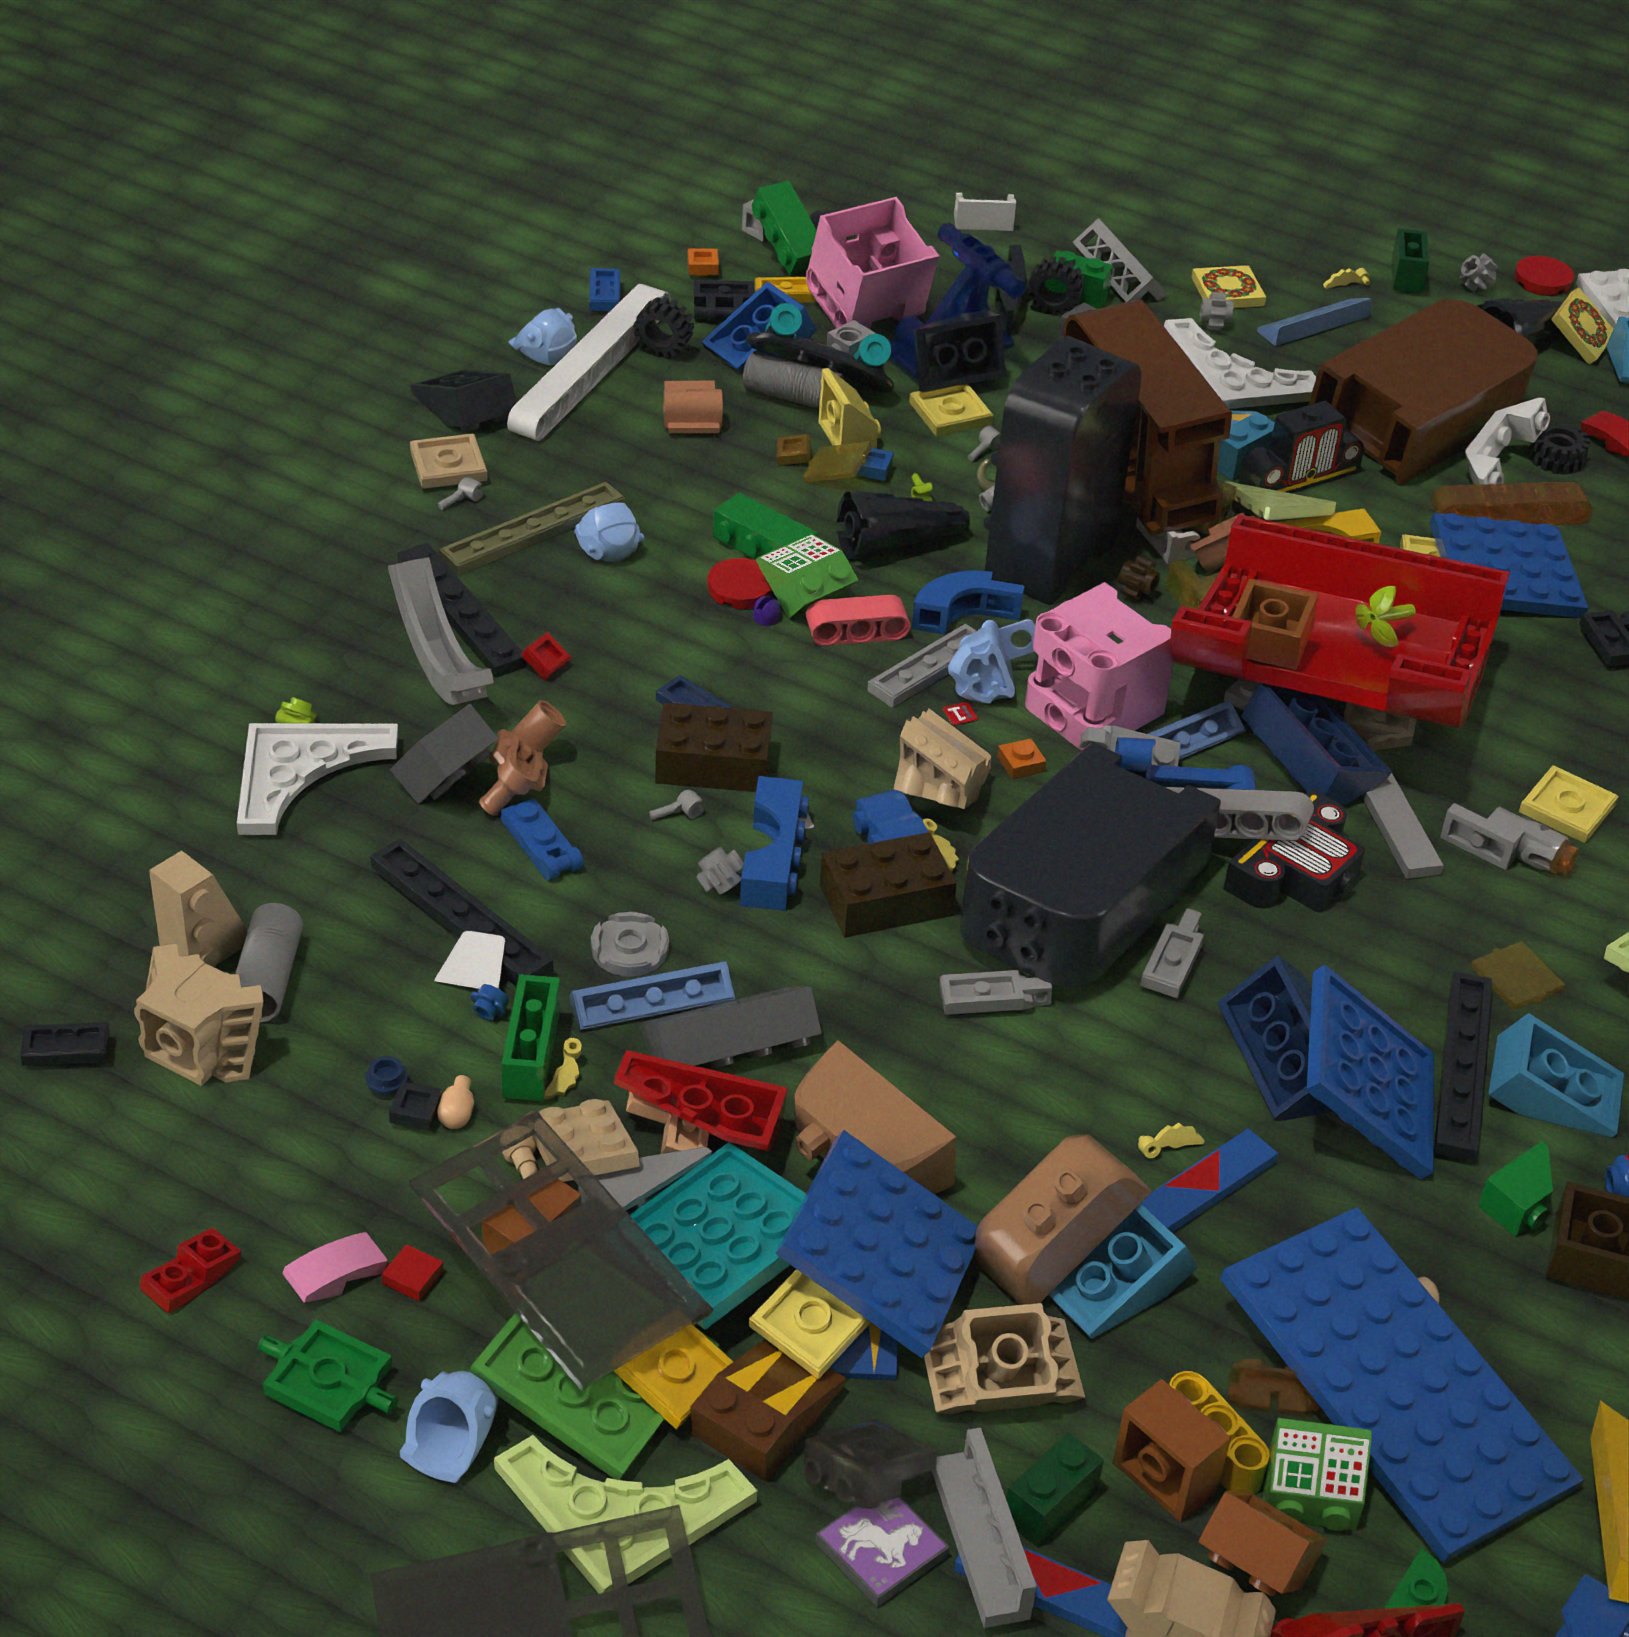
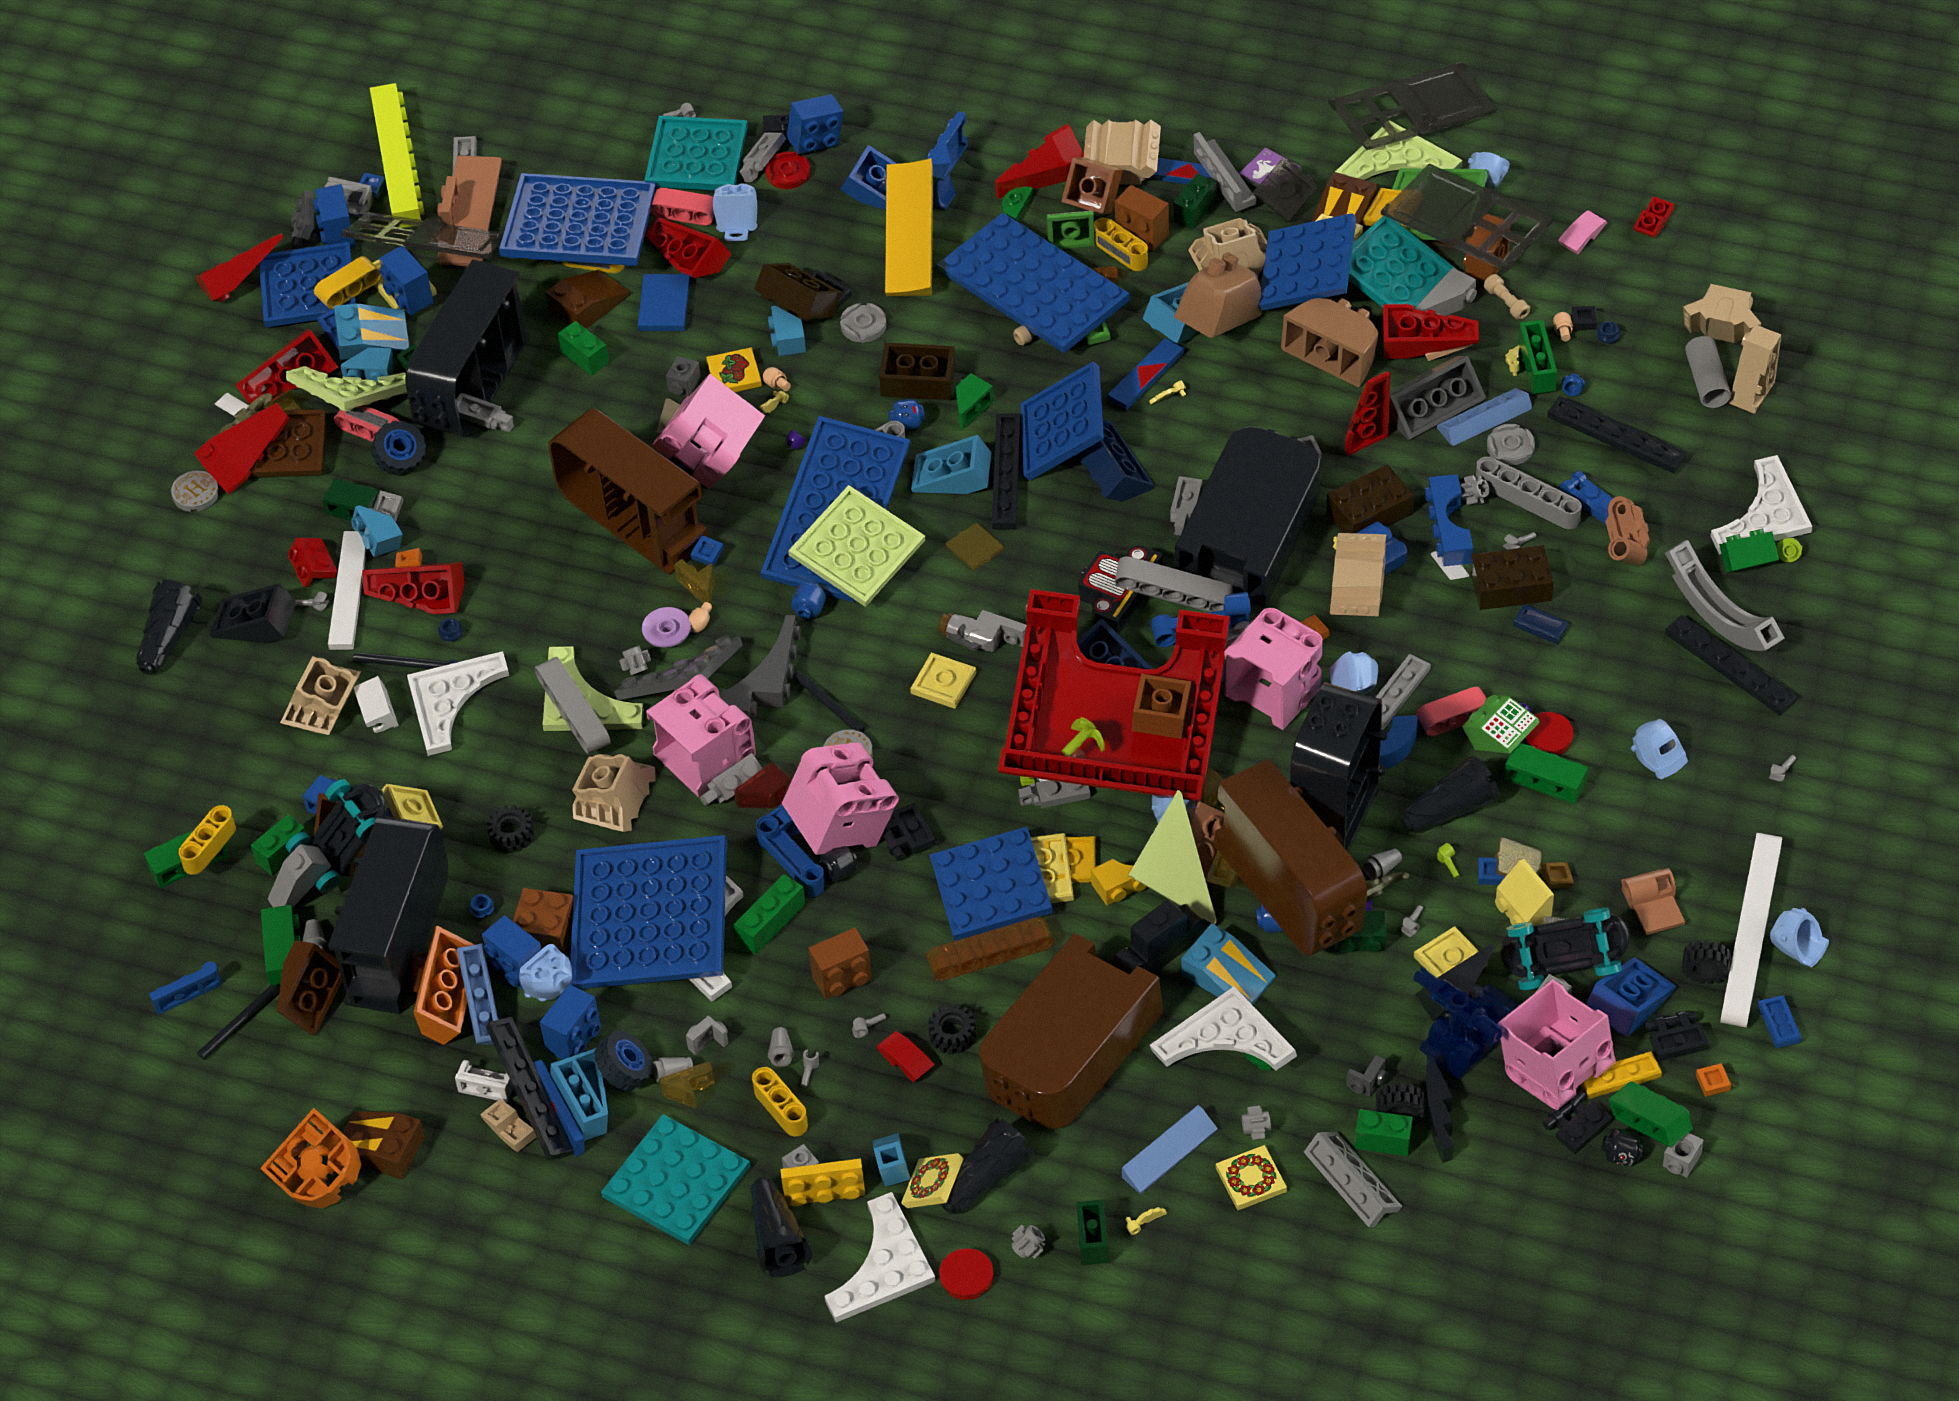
camera: 175 degrees right, 10 degrees up
(65, 1043) = (1790, 310): black plate -> none
(327, 1375) = (1559, 182): green plate -> none
(361, 703) = (1748, 551): none -> green brick
(412, 1272) = (1545, 242): red tile -> none
(445, 755) = (1673, 511): dark grey brick -> none
(447, 460) = (1807, 793): tan plate -> none
(468, 397) = (1830, 861): black slope -> none
(474, 961) = (1592, 404): white sticker -> none
(526, 529) = (1716, 752): olive tile -> none
(546, 656) = (1652, 631): red tile -> none
(593, 1135) = (1483, 300): tan plate -> none
(639, 855) = (1530, 493): none -> light grey beam
(857, 963) = (1370, 415): none -> red wedge
(984, 214) = (1491, 1218): white hinge -> none
(1519, 422) = (987, 1013): white slope -> none

